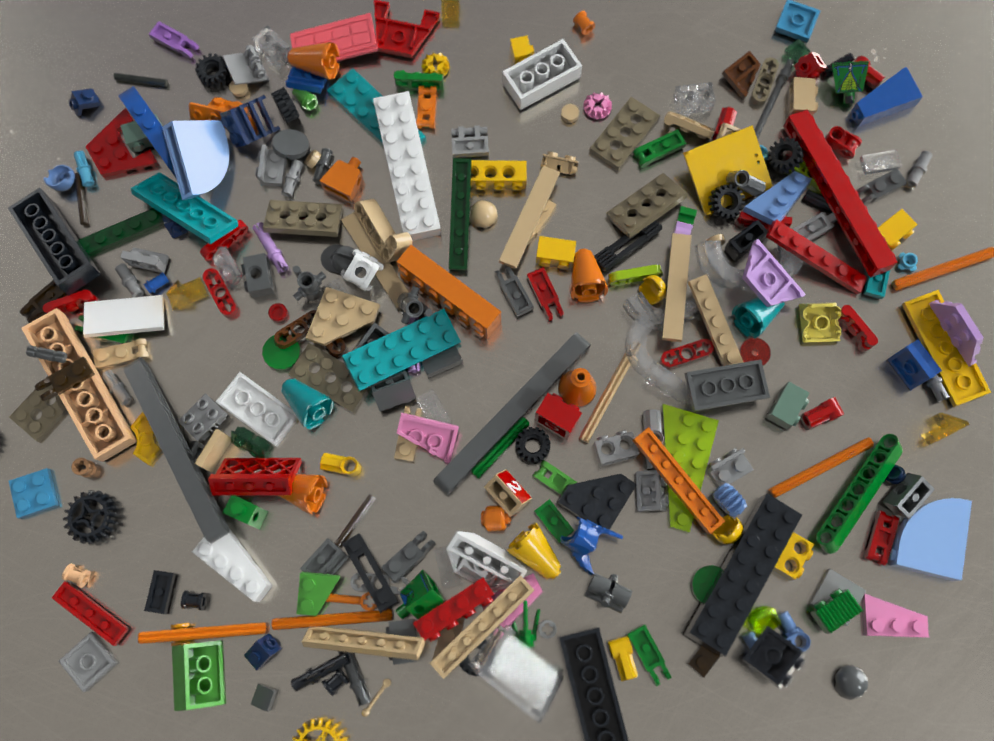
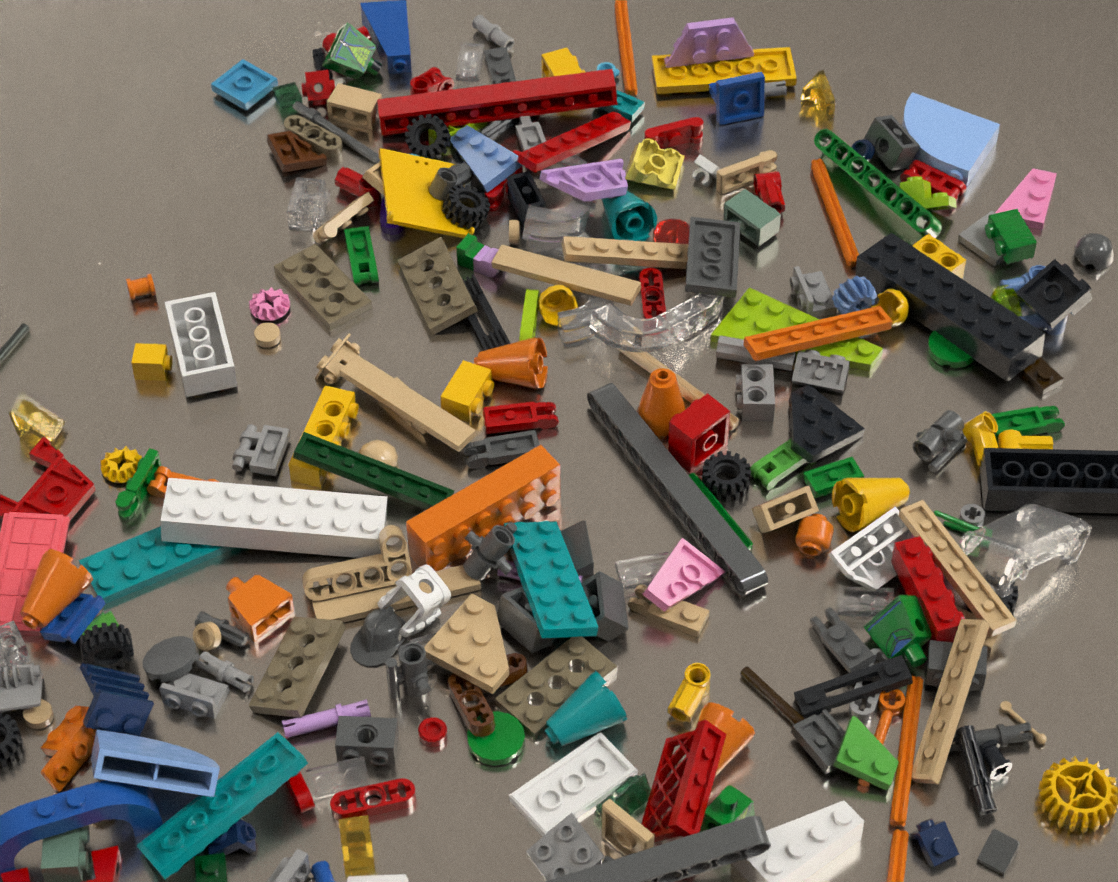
camera: 75 degrees left, 25 degrees down
(585, 541) = (869, 441): blue helmet -> none
(625, 622) = (981, 434): none -> yellow piece
(830, 362) = (705, 168): none -> white tile
(835, 389) = (742, 173): none -> tan hinge
(861, 529) = (921, 192): none -> lime slope

